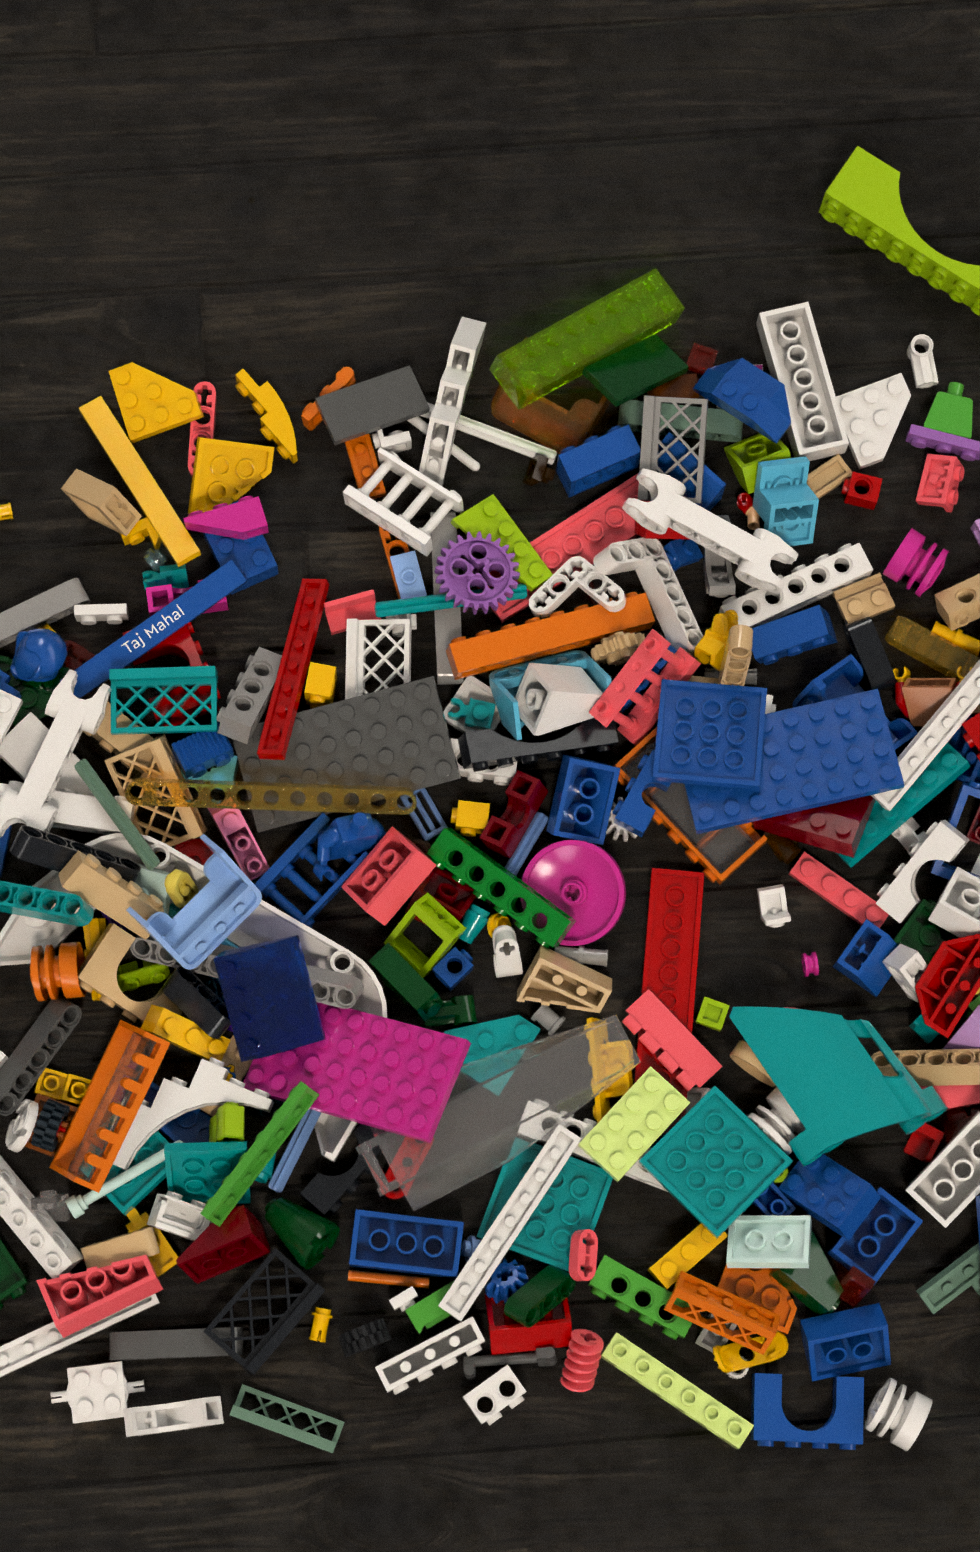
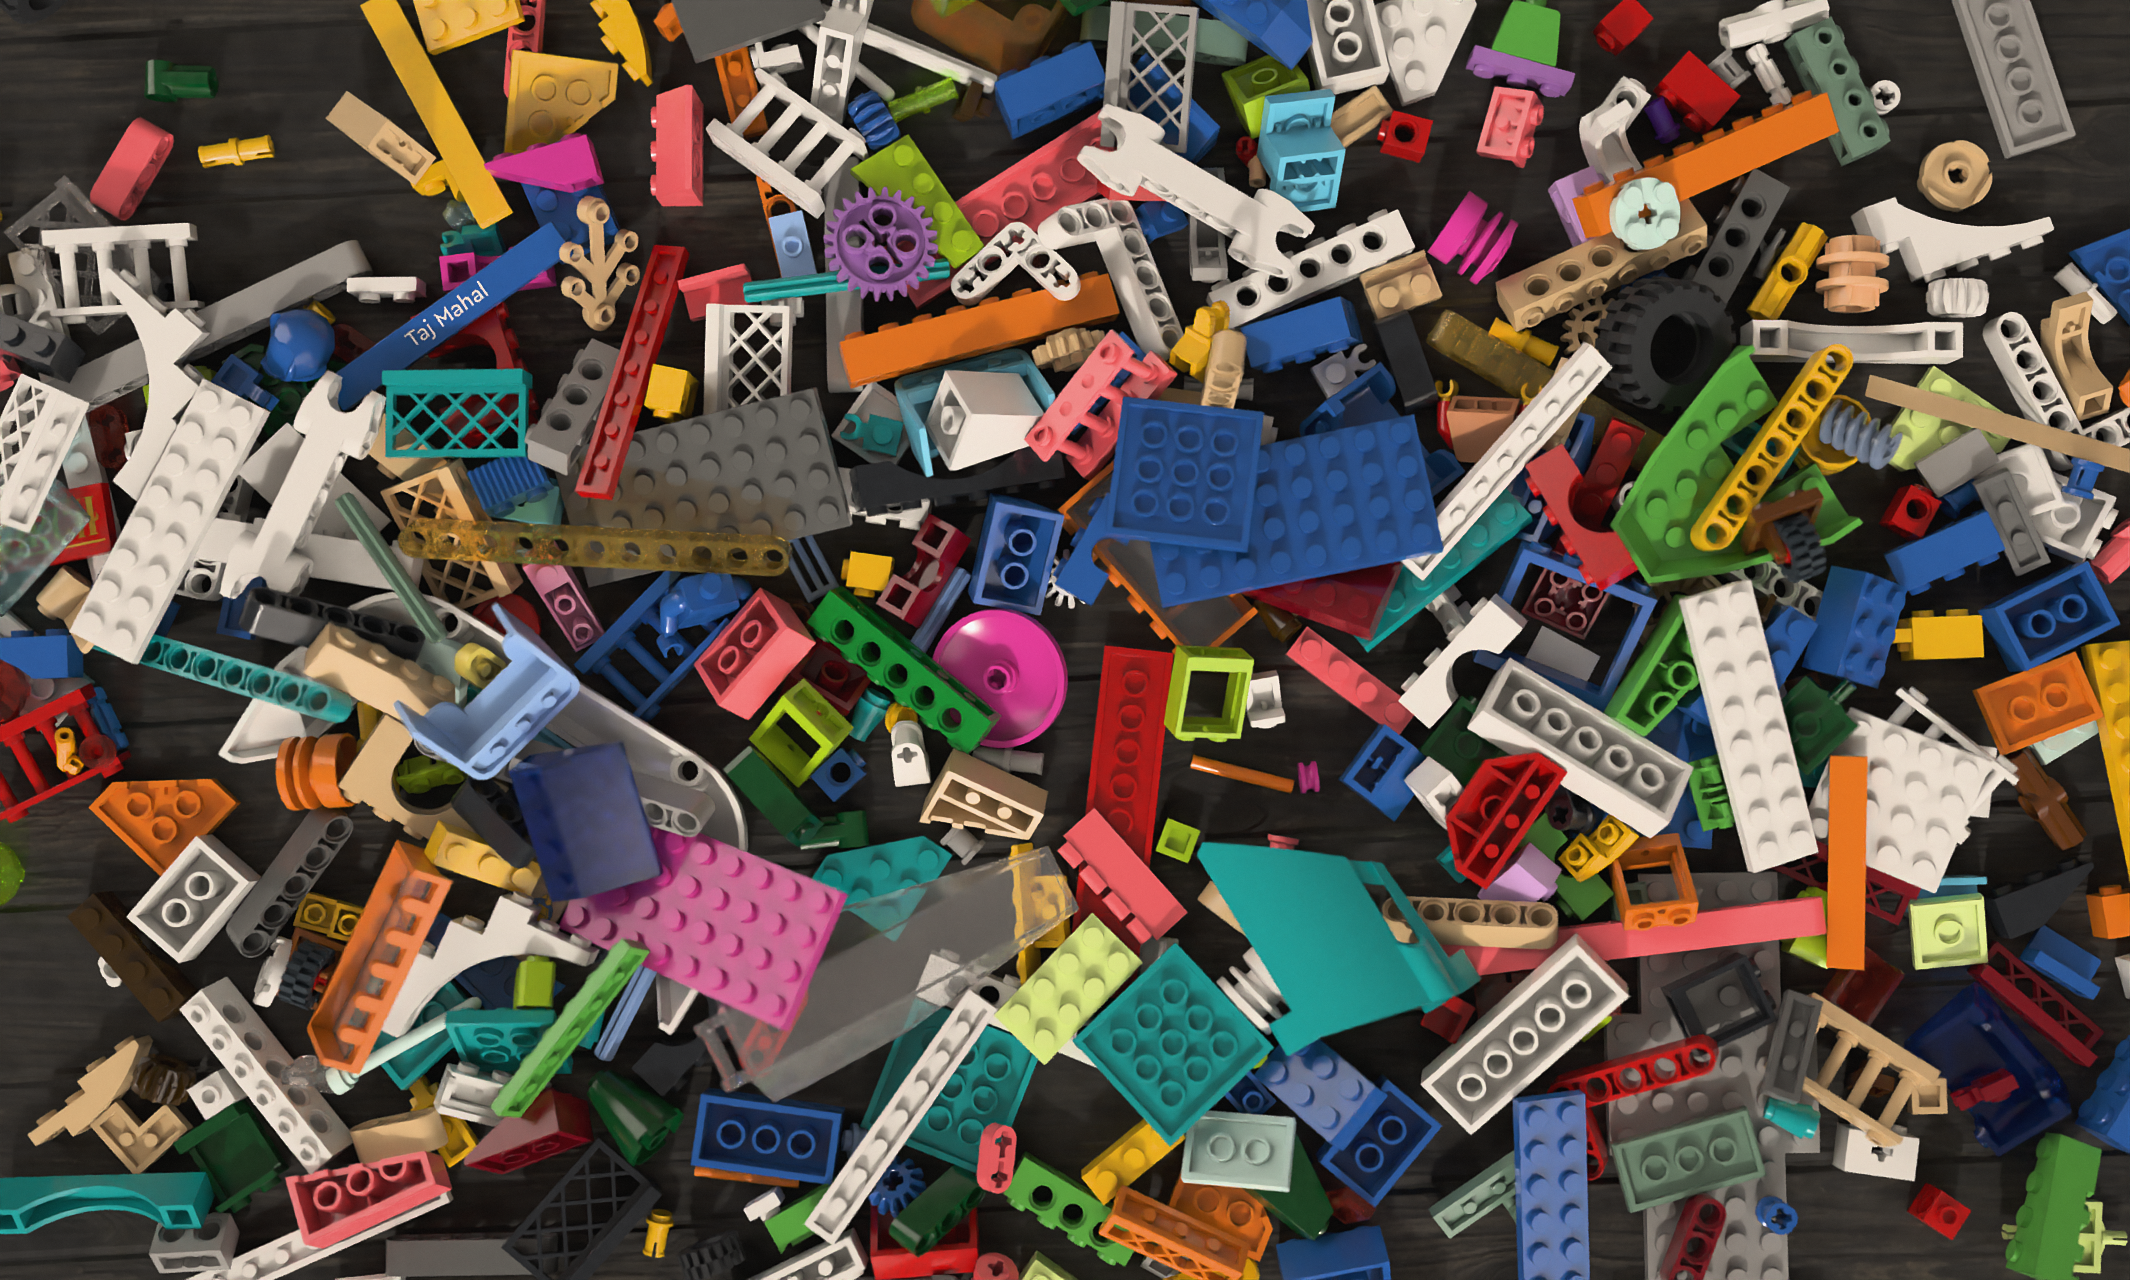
camera: 10 degrees right, 10 degrees up
(262, 624) = (600, 307): none -> tan plant
(319, 507) = (678, 148): none -> coral slope
(467, 485) = (874, 121): none -> blue gear
(502, 469) = (923, 99): none -> clear neon green pin
(753, 900) = (1206, 658): none -> lime window
(759, 964) = (1242, 774): none -> orange bar
(819, 661) = (1338, 371): none -> white plate

